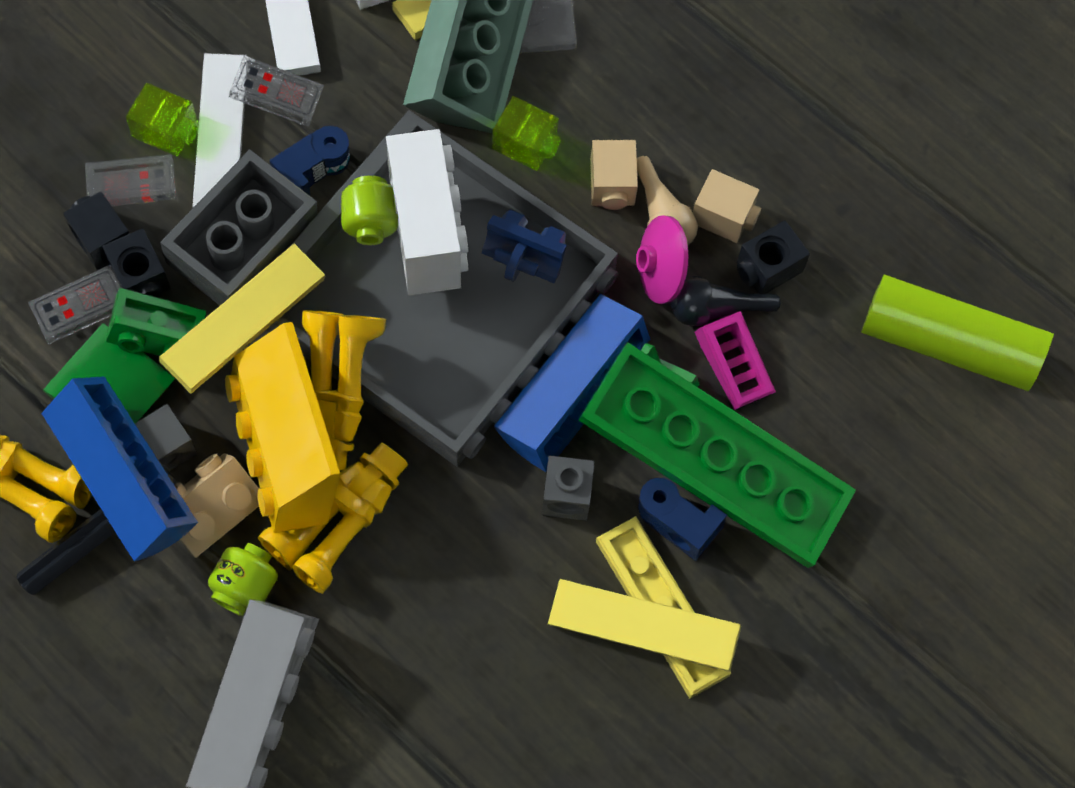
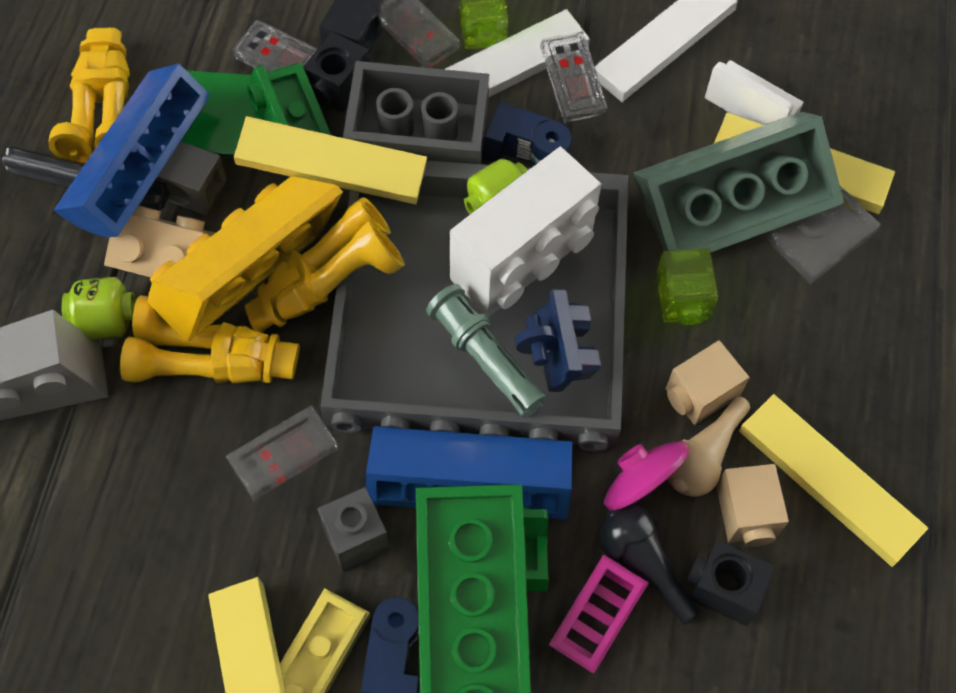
camera: 60 degrees right, 5 degrees down
(462, 509) = (282, 452): none -> clear tile
(475, 305) = (473, 334): none -> sand green pin
(737, 142) = (833, 480): none -> light yellow tile

